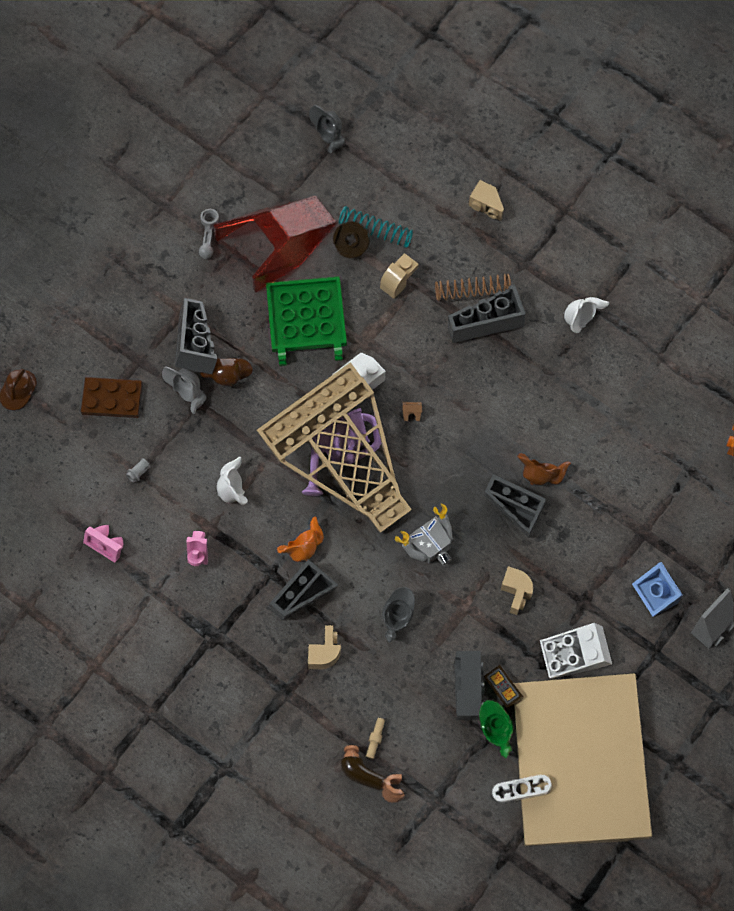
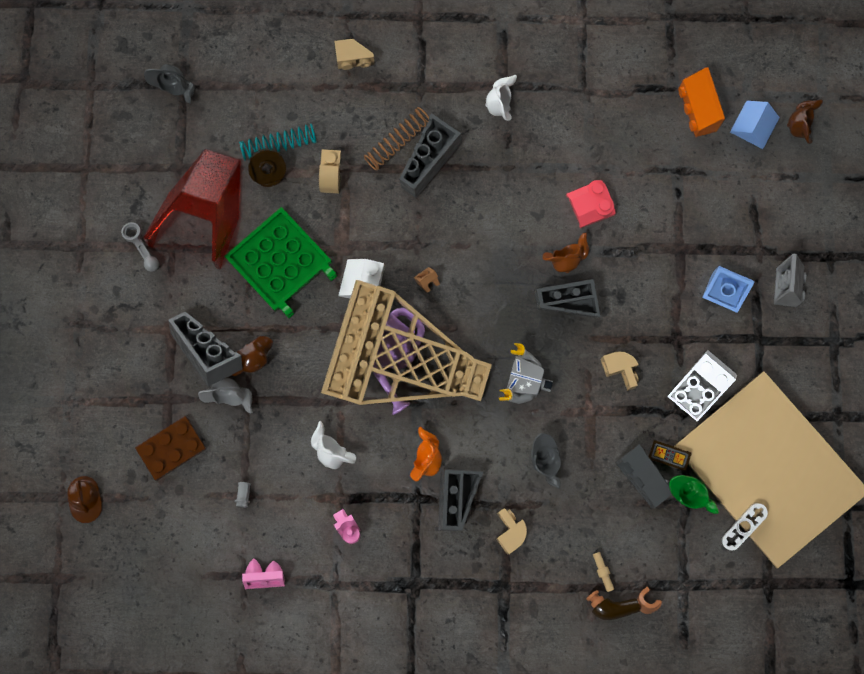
camera: 40 degrees left, 10 degrees up
(594, 445) = (591, 203): none -> coral slope

